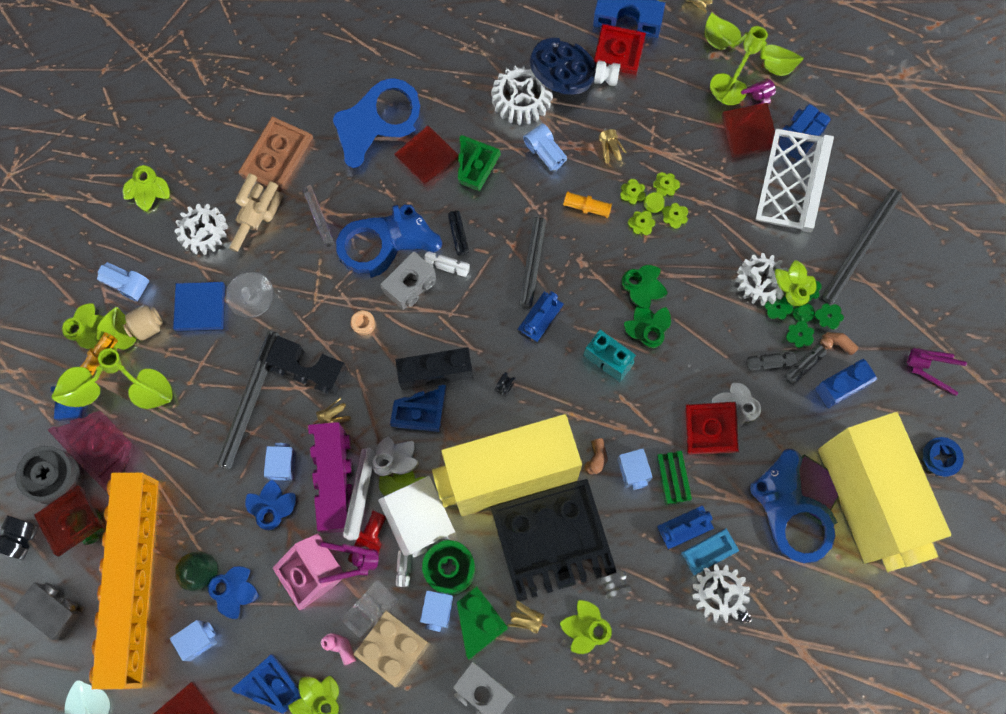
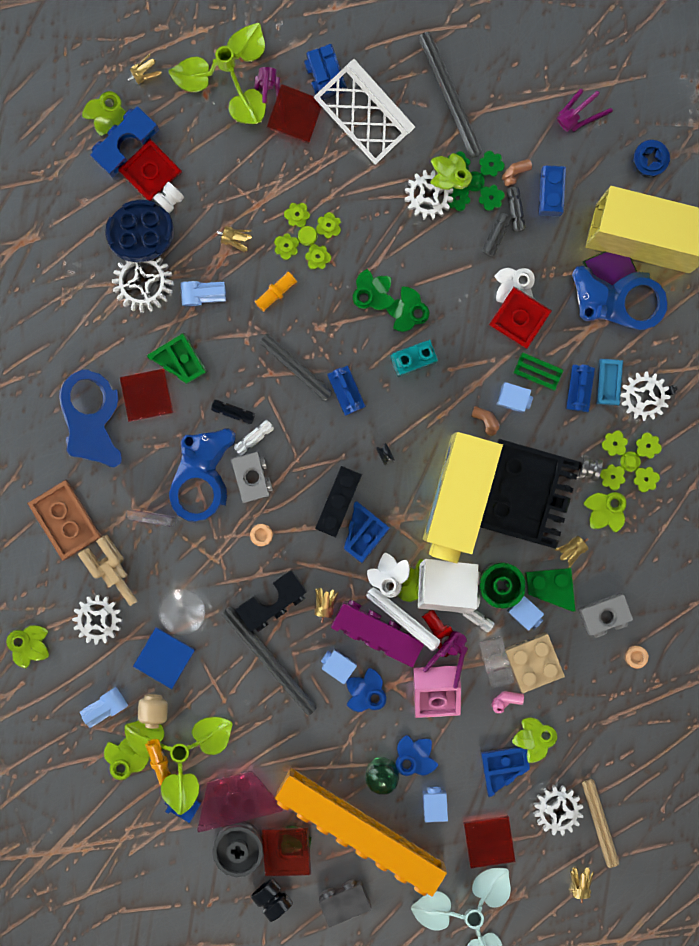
camera: 60 degrees left, 15 degrees up
(649, 621) = (630, 461): none -> lime plant

